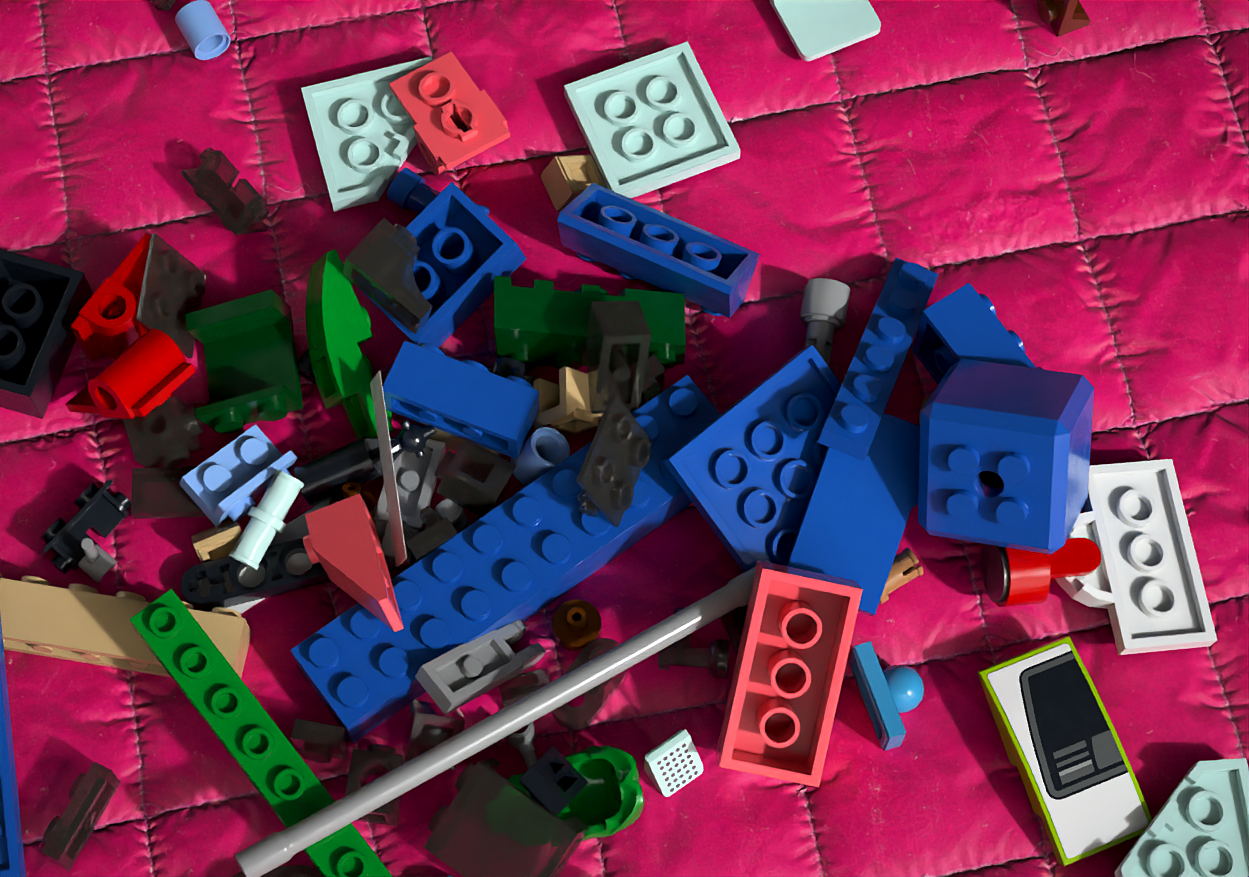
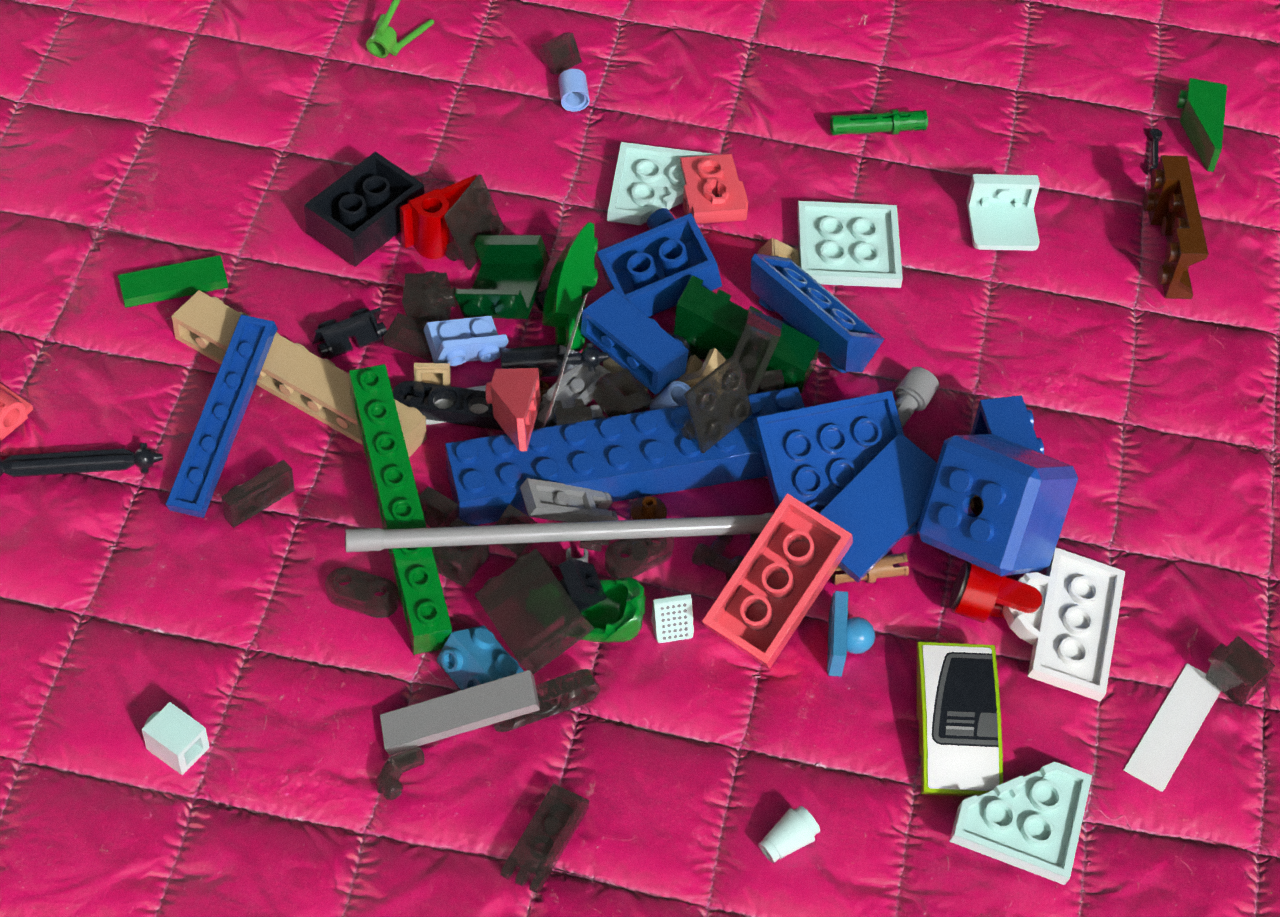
camera: 20 degrees right, 15 degrees down
(96, 560) = (345, 354): light grey hand -> none
(136, 379) = (425, 251): red piece -> none
(238, 206) = (542, 183): clear smoke hinge -> none
(266, 519) = (469, 367): light aqua pin -> none
(384, 271) = (619, 243): clear smoke arch -> none
(878, 359) = (930, 423): blue plate -> none

